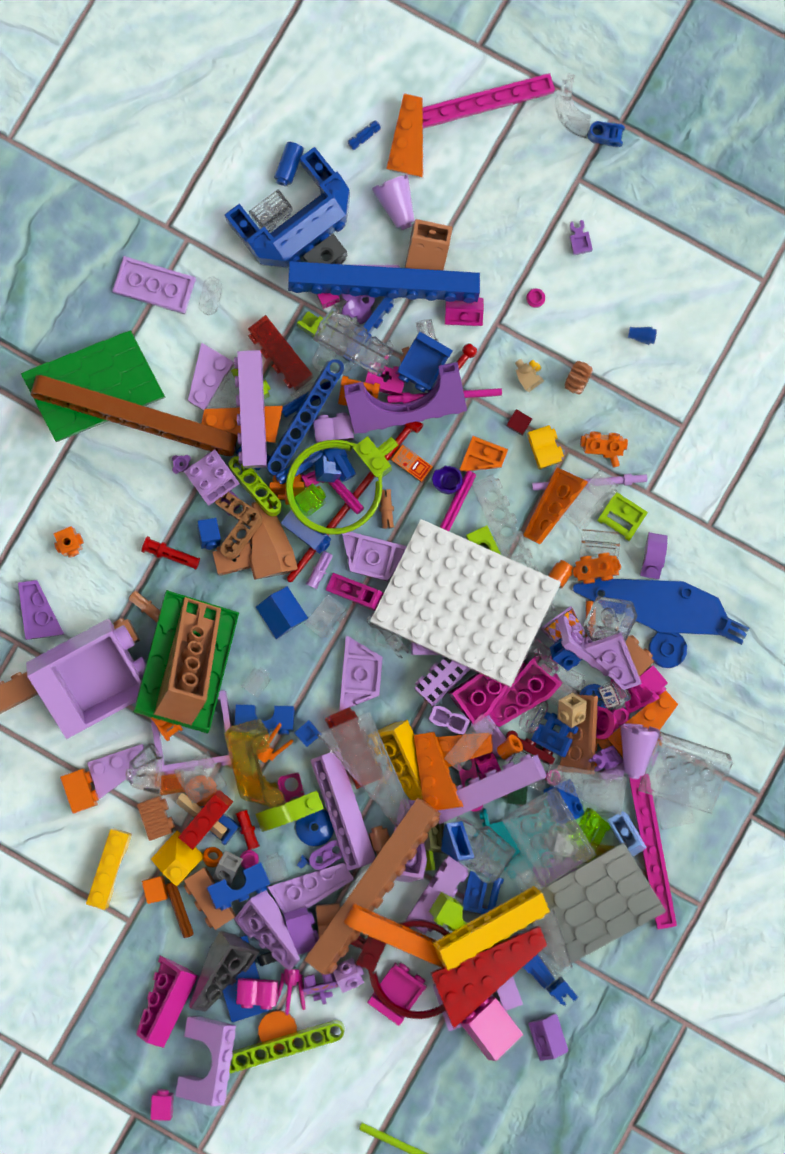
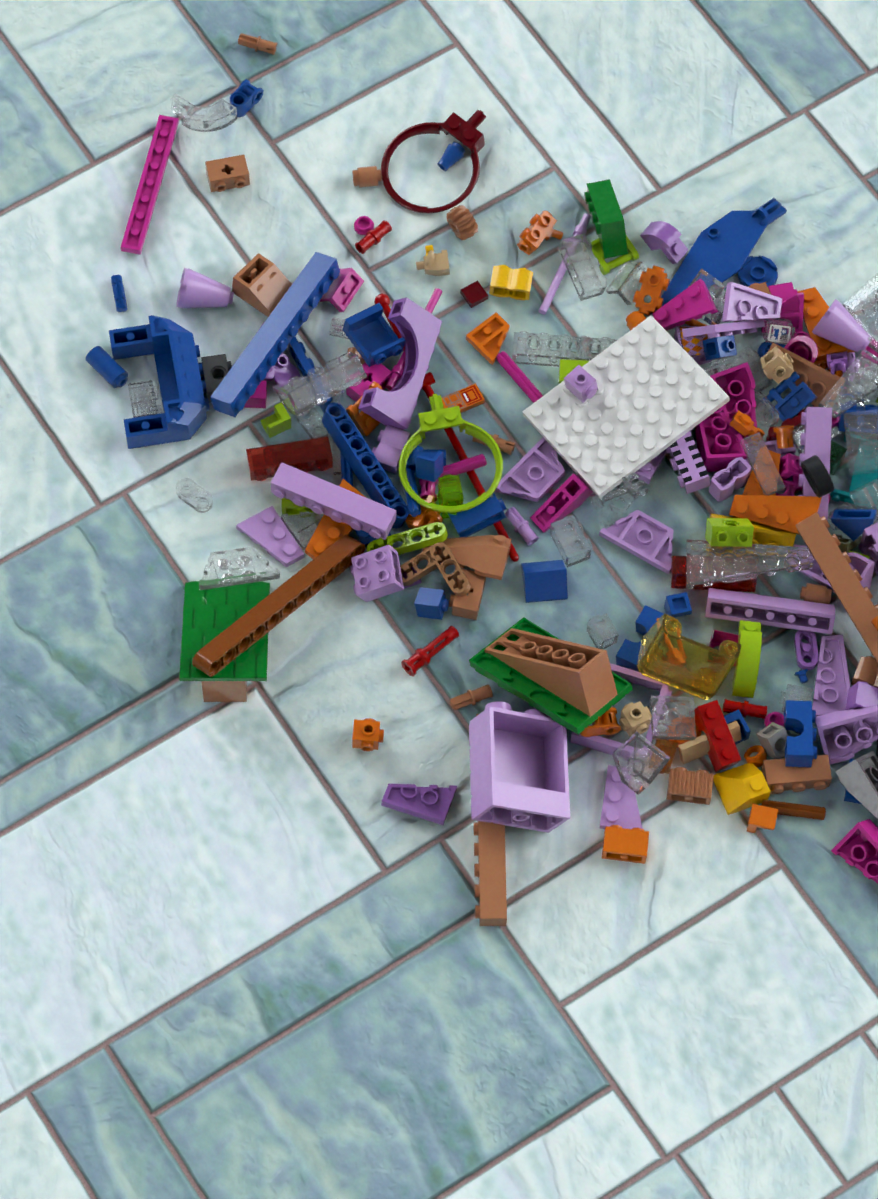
camera: 70 degrees left, 20 degrees down
(108, 867) = (735, 864): yellow arch -> none
(154, 285) = (152, 542): lavender tile -> none
(160, 363) = (236, 568): none -> clear wing
(180, 459) = (346, 594): medium lavender plate -> none
(187, 745) = (635, 718): none -> tan brick
(317, 837) = (776, 658): blue dish -> none
(388, 745) = (729, 532): none -> lime brick
(407, 144) = (147, 255): orange wing -> none
(447, 480) = (496, 375): dark purple hair -> none
(461, 556) = (581, 383): none -> lavender brick
(471, 796) = (817, 476): none -> black tyre
(503, 709) = (744, 424): none -> orange plate
(522, 150) = (227, 173): none -> nougat brick
(528, 311) = (373, 237): none -> red pin
(554, 503) = (568, 292): orange wing -> none
(580, 241) = (332, 165): medium lavender plate -> none
(583, 275) = (366, 176): none -> nougat brick
(590, 606) = (687, 305): none -> dark pink wing
(646, 495) = (607, 218): none -> green wedge
(667, 115) = (257, 43): none -> nougat axle
(667, 334) = (459, 129): none -> dark red brick

